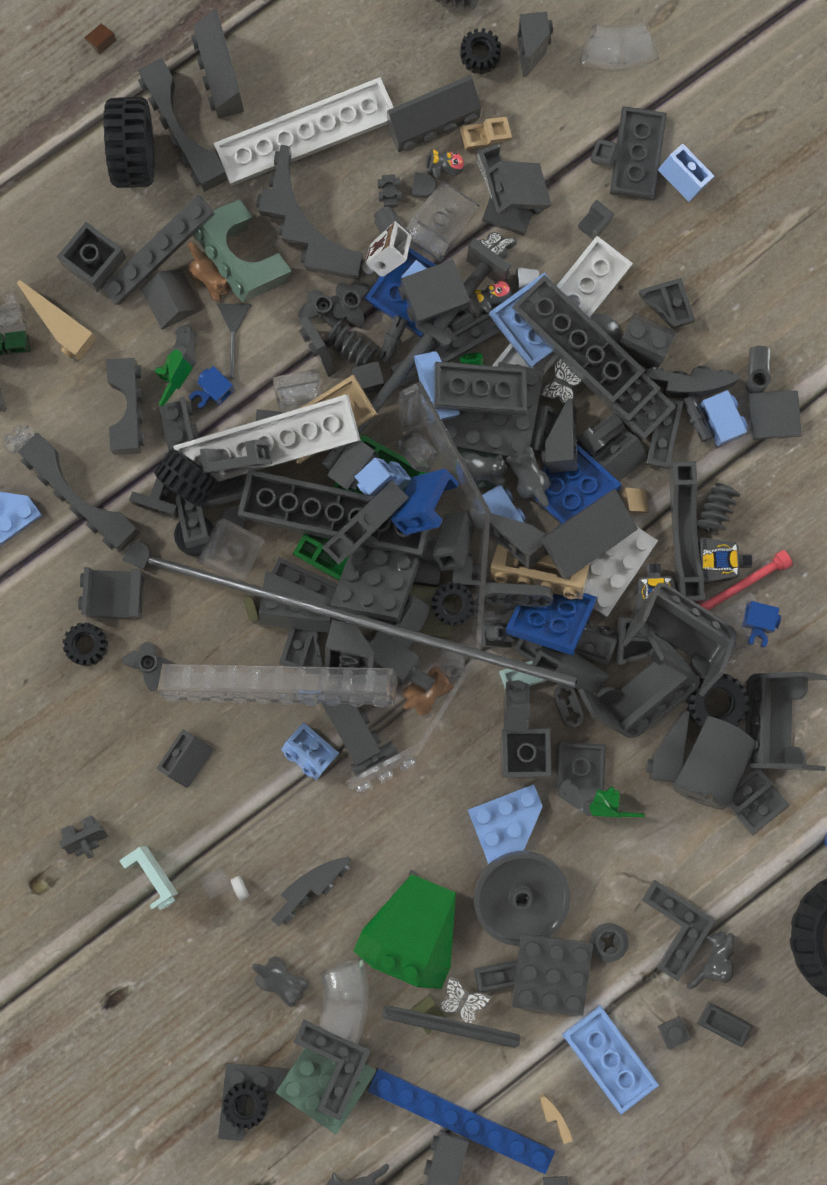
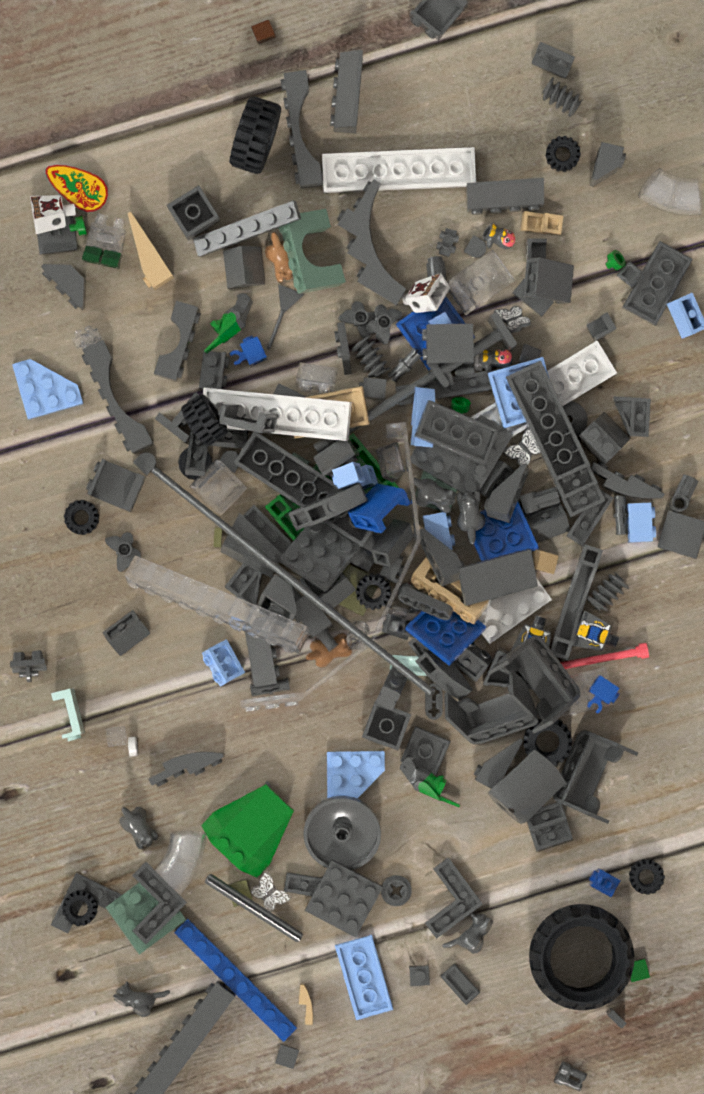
camera: 25 degrees right, 5 degrees up
(582, 143) = (615, 260): none -> green tile

